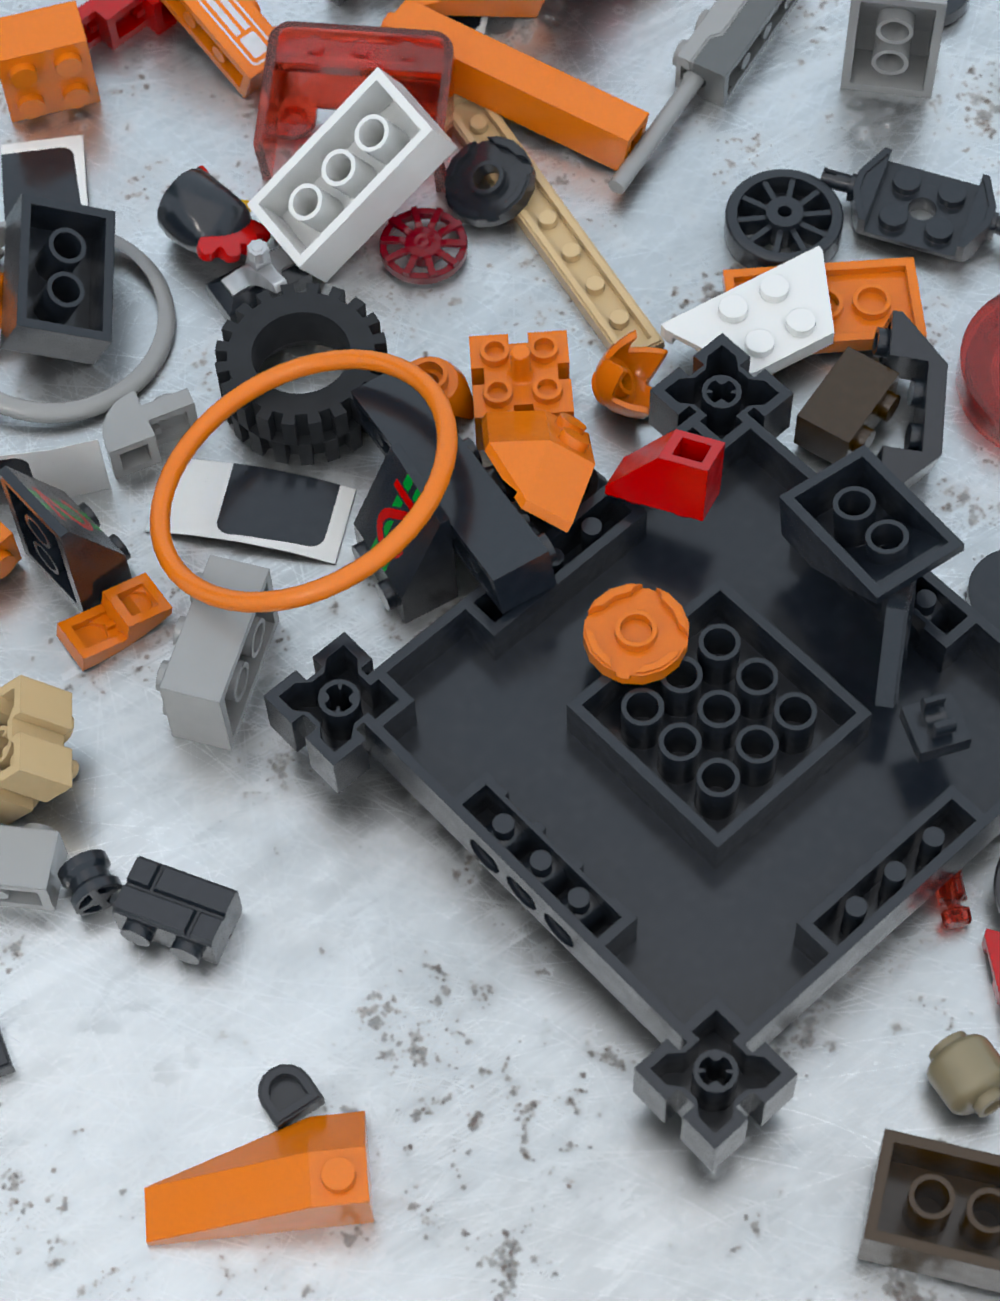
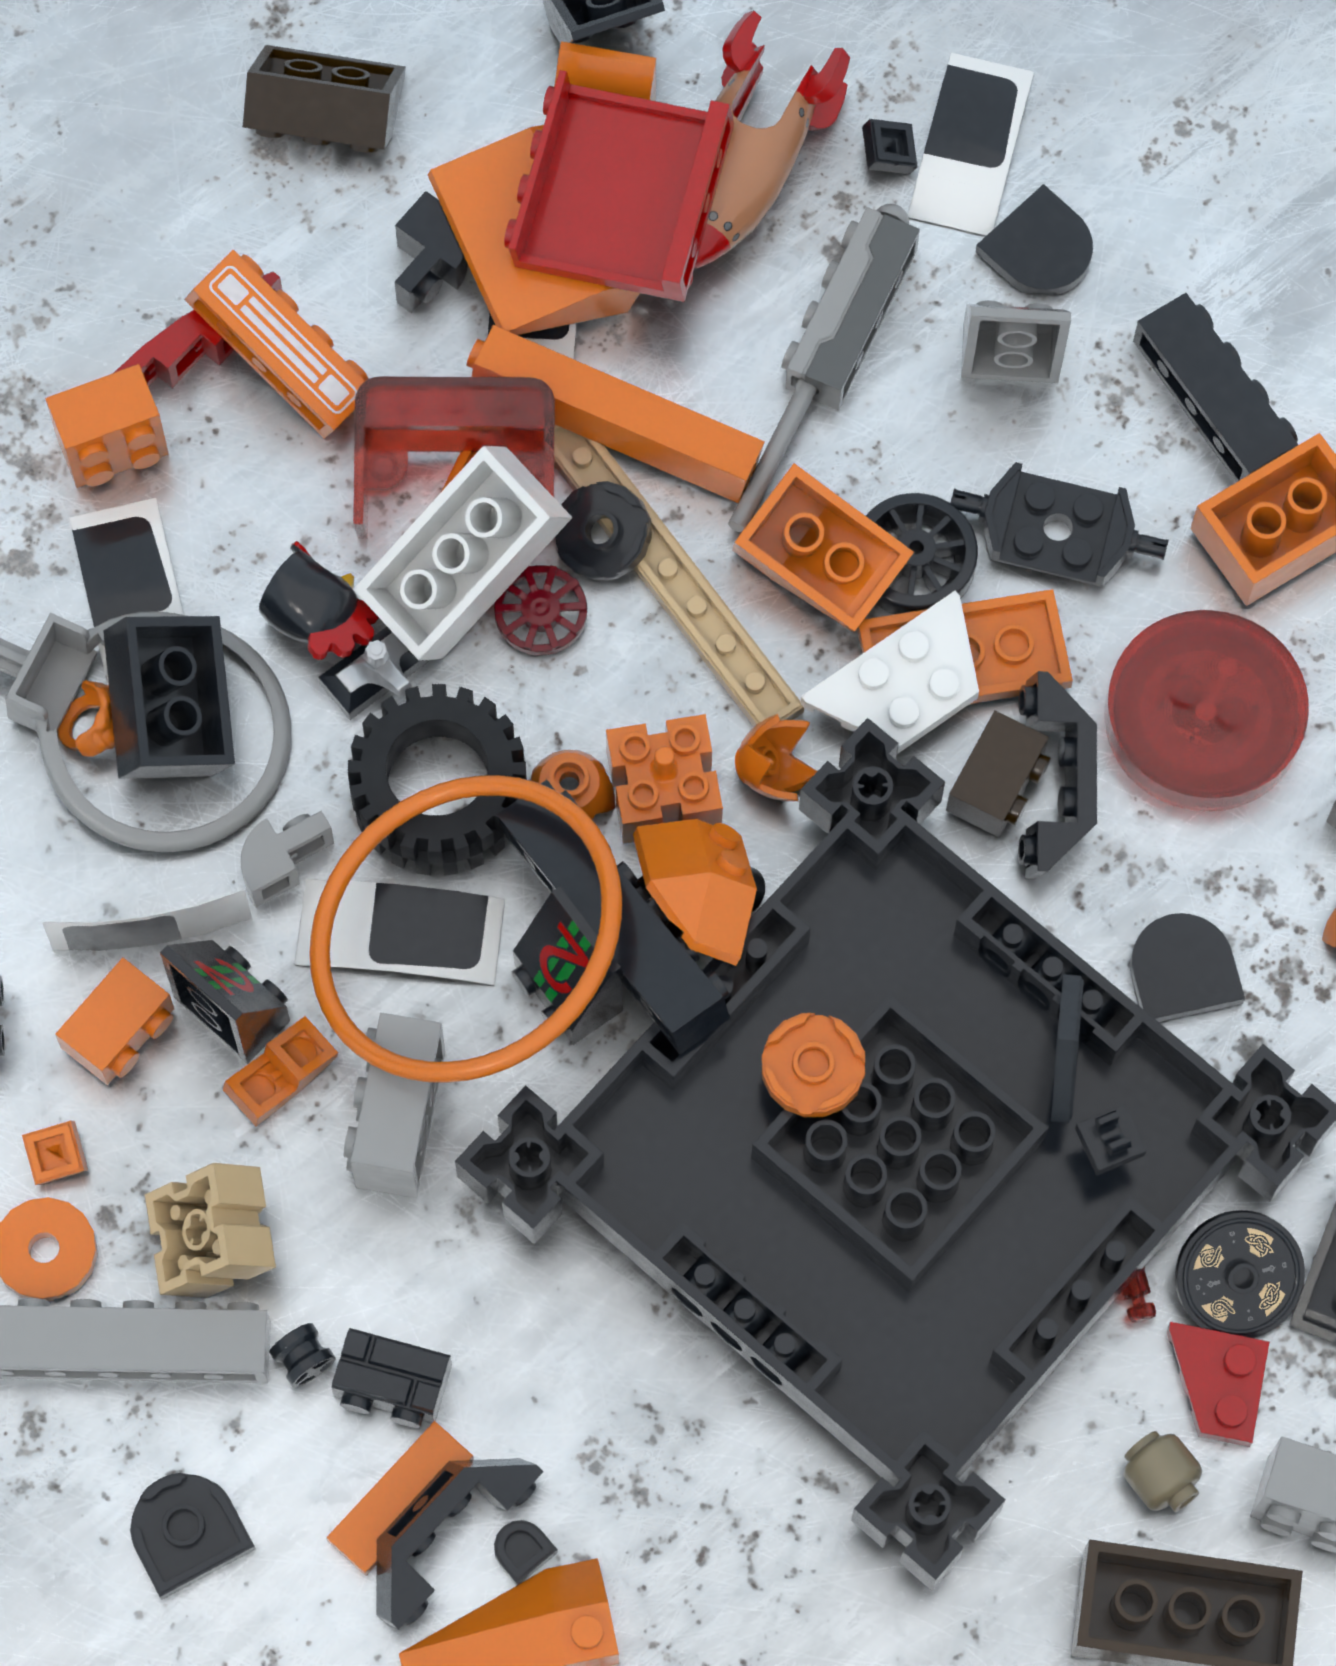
camera: 10 degrees left, 10 degrees up
(153, 1113) = (399, 1587): none -> black slope
(169, 1032) = (358, 1532): none -> orange tile
(672, 474) = (831, 894): red slope -> none
(691, 201) = (822, 549): none -> orange slope
(865, 527) = (1031, 945): black slope -> none

